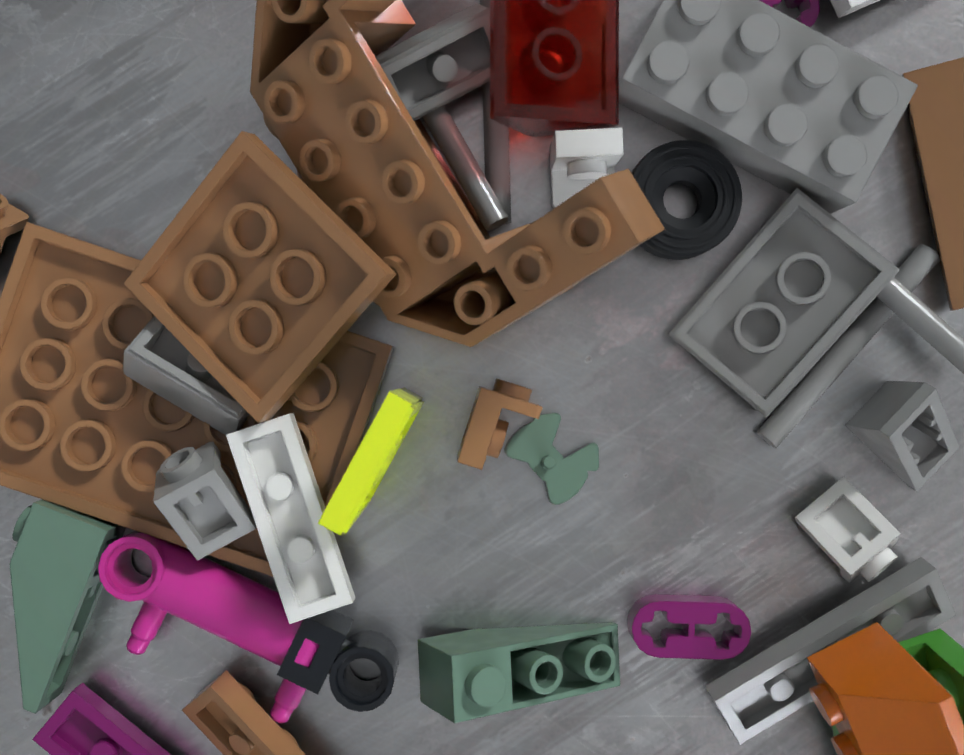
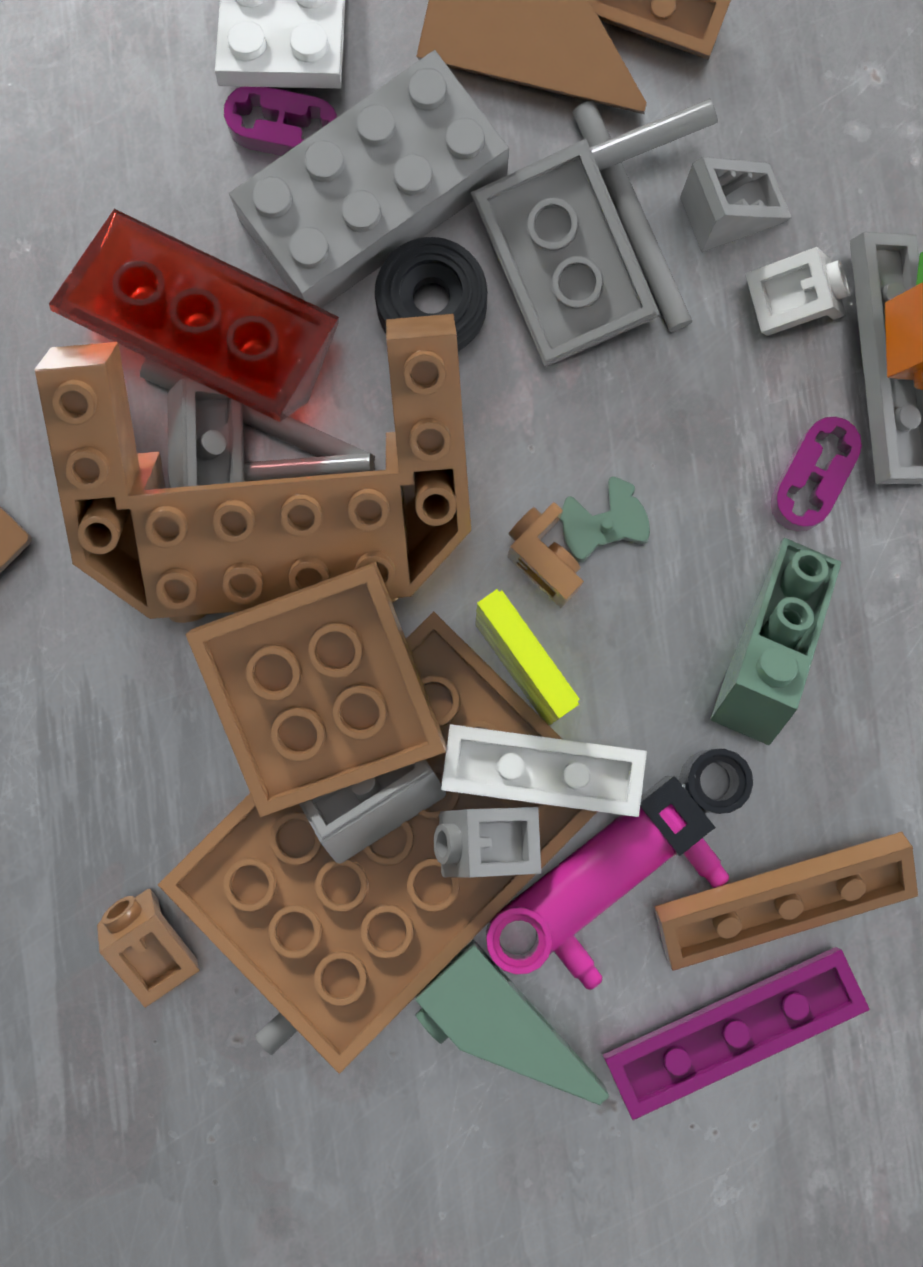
camera: 65 degrees left, 5 degrees down
(582, 158) = (357, 366): white bracket -> none

